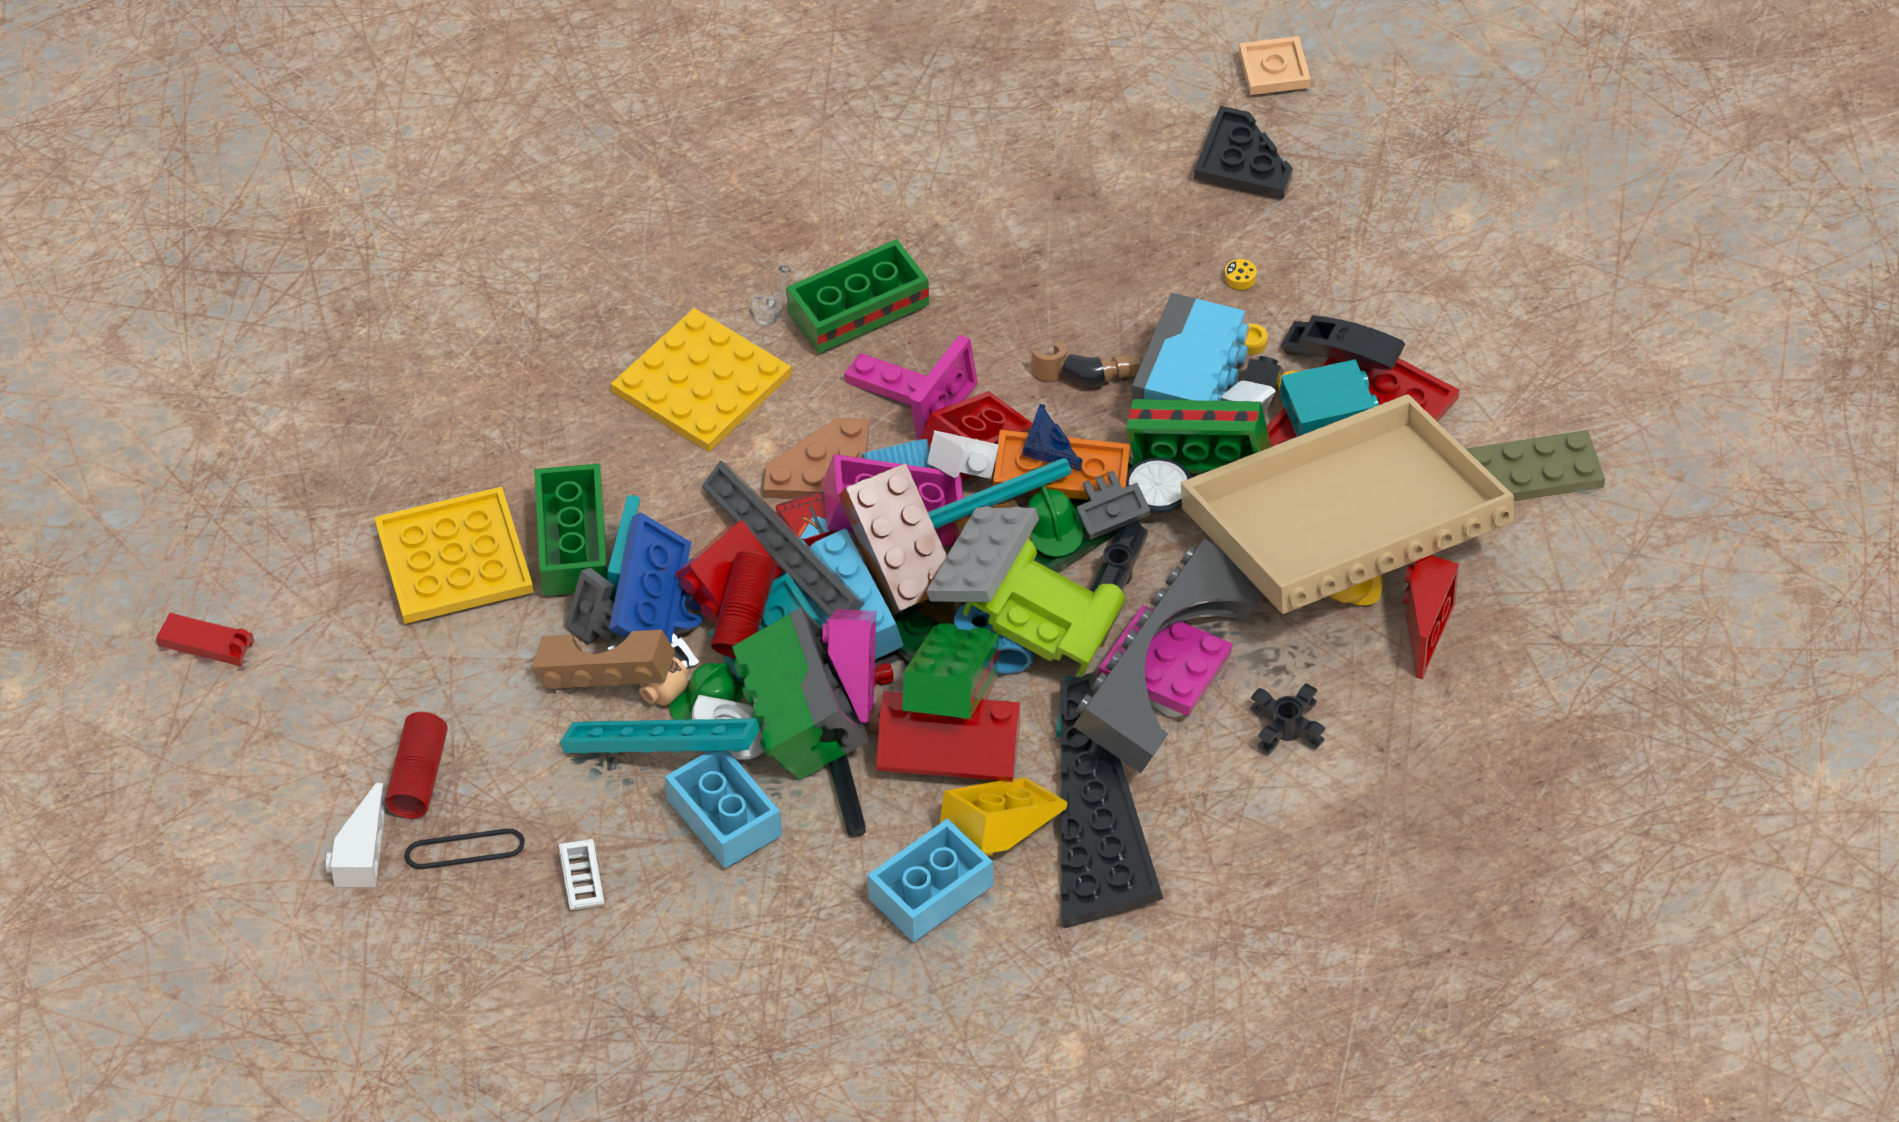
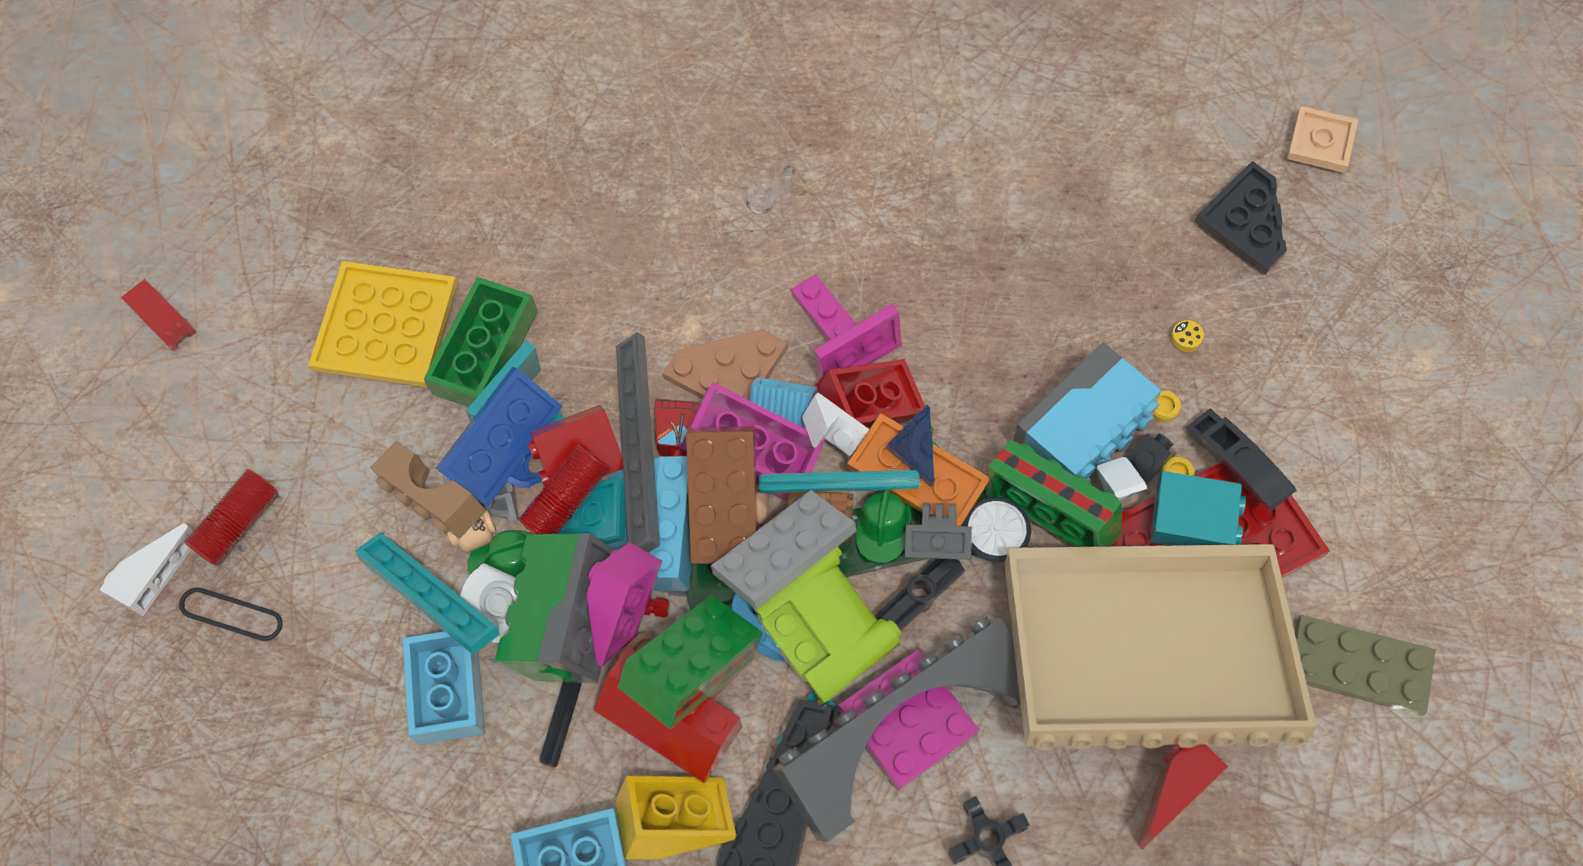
camera: 30 degrees right, 15 degrees up
(578, 850) = (288, 689): white slope -> none
(591, 607) = (450, 425): dark grey hinge -> none
(701, 379) = (675, 242): yellow plate -> none
(857, 296) = (839, 219): green brick -> none
(1081, 370) = (995, 376): medium nougat piece -> none

